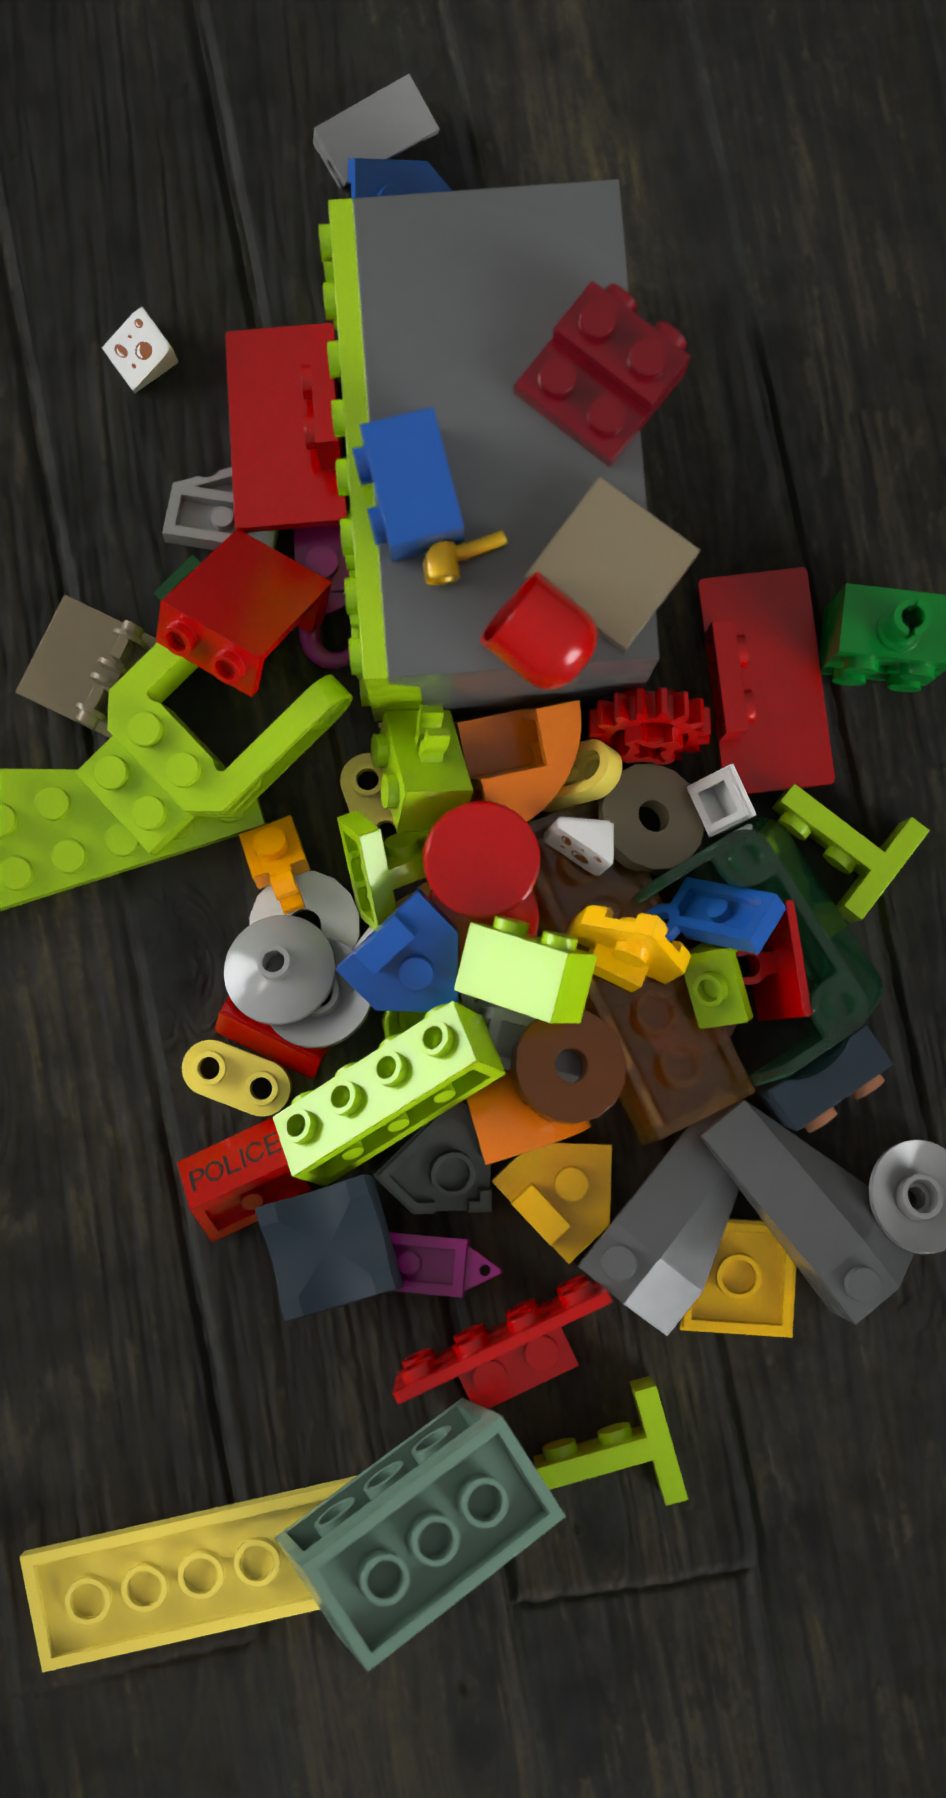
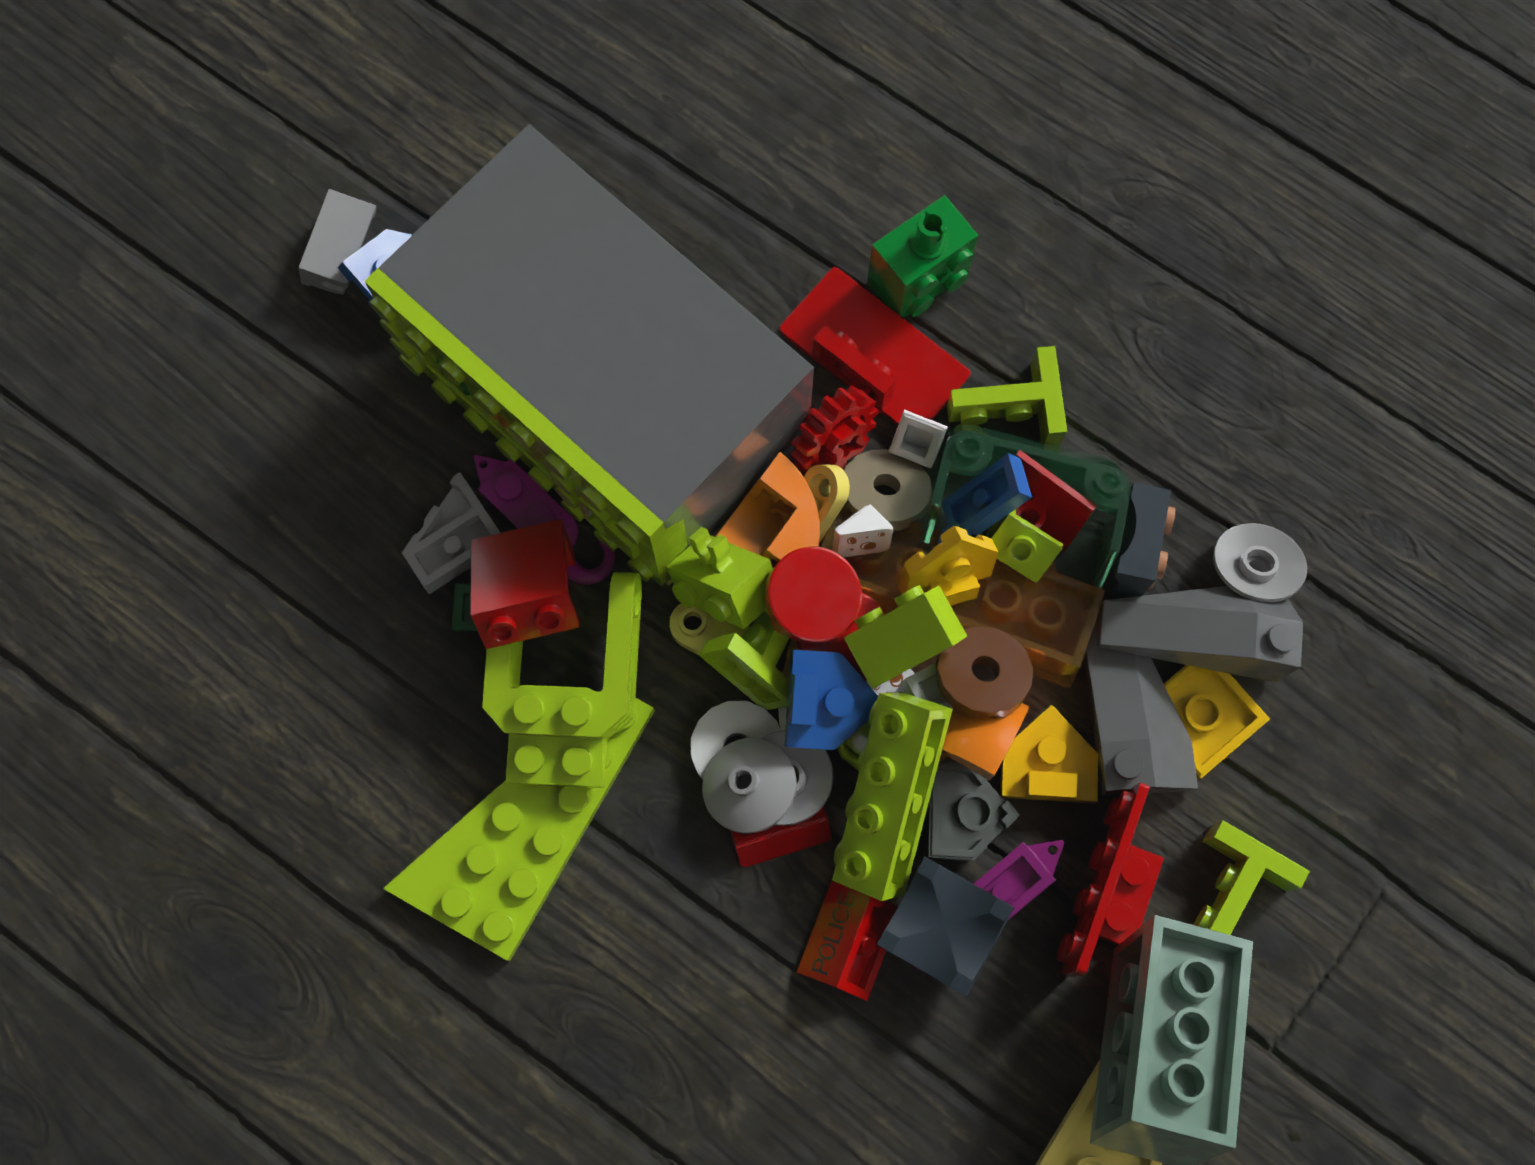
camera: 40 degrees left, 10 degrees down
(81, 661) = (447, 715): dark tan hinge -> none
(140, 351) = (305, 493): white slope -> none
(236, 1077) = (784, 882): light yellow plate -> none
(275, 859) = (682, 719): light orange plate -> none
(283, 428) = (444, 456): red bracket -> none
(410, 483) = (573, 395): blue brick -> none
(442, 557) = (633, 423): yellow hand -> none
(542, 634) = (740, 407): red helmet -> none
(604, 371) = (625, 234): dark red plate -> none
(615, 562) = (736, 338): dark tan tile -> none

